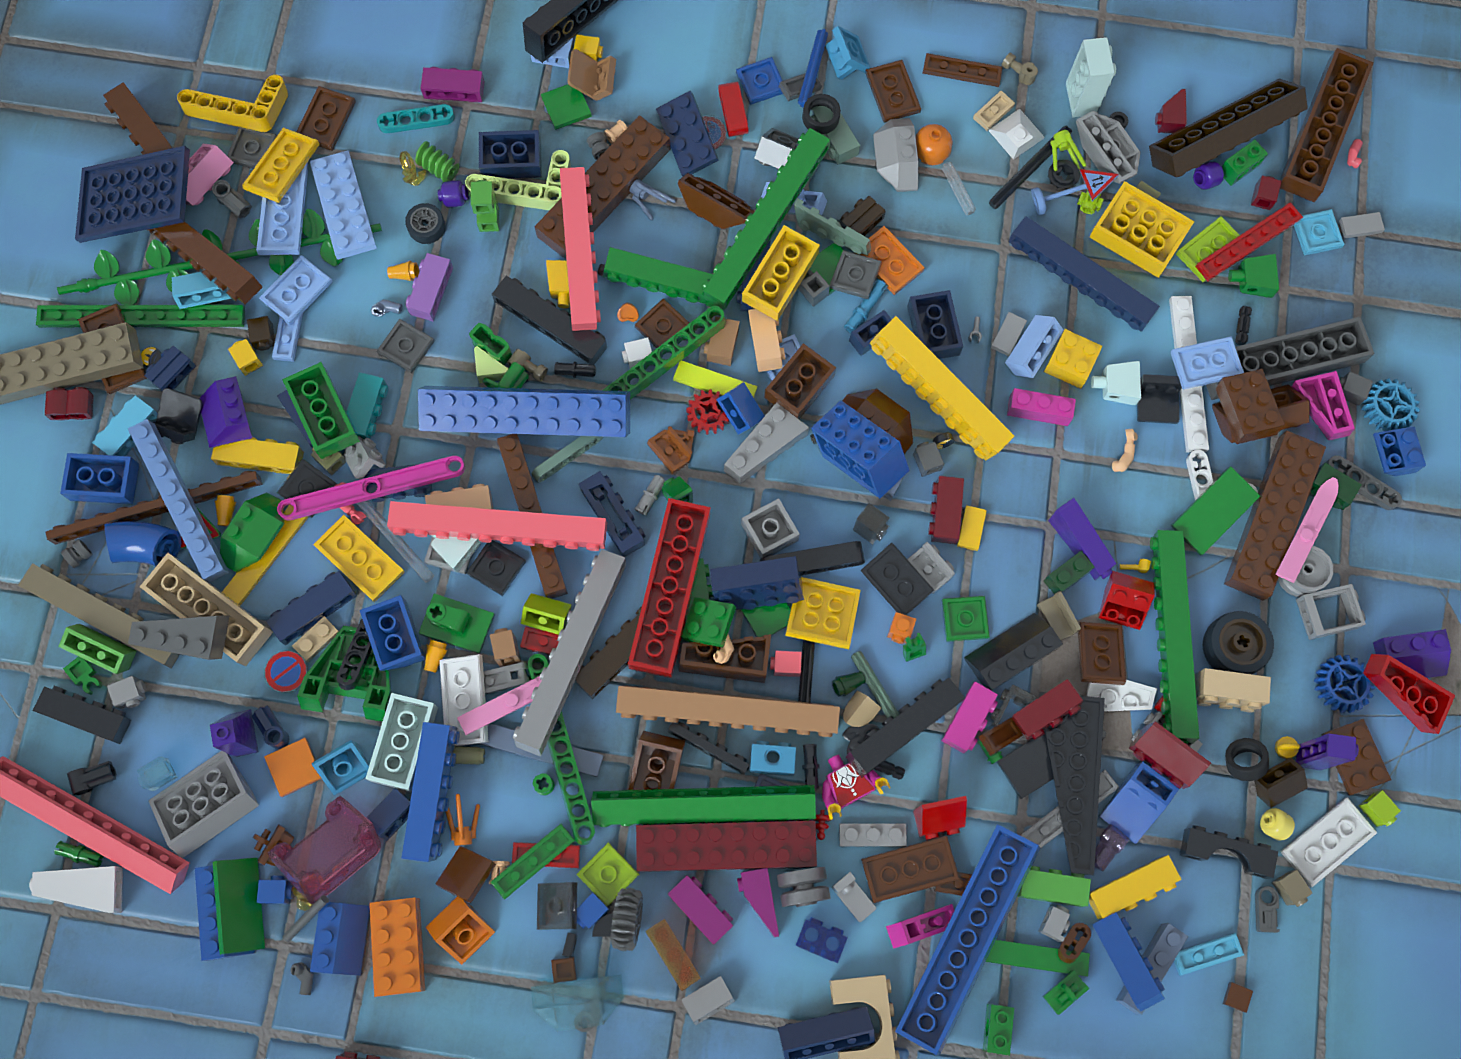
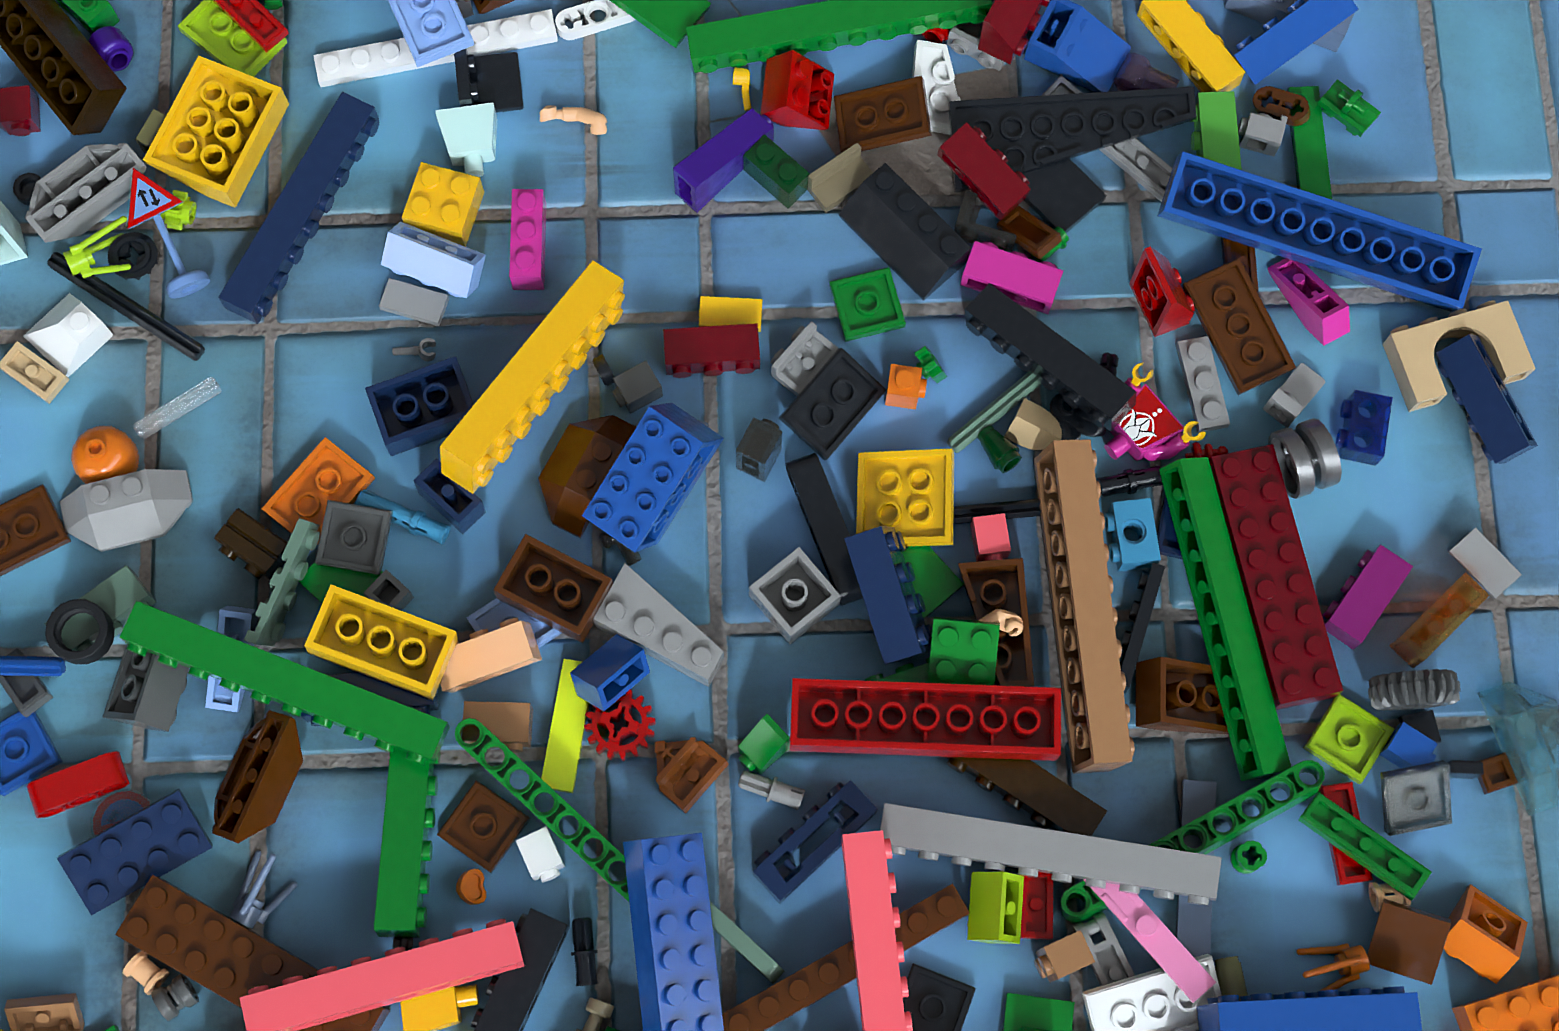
camera: 100 degrees left, 0 degrees up
(758, 893) = (1325, 519): magenta slope -> none
(998, 1029) = (1417, 185): green brick -> none

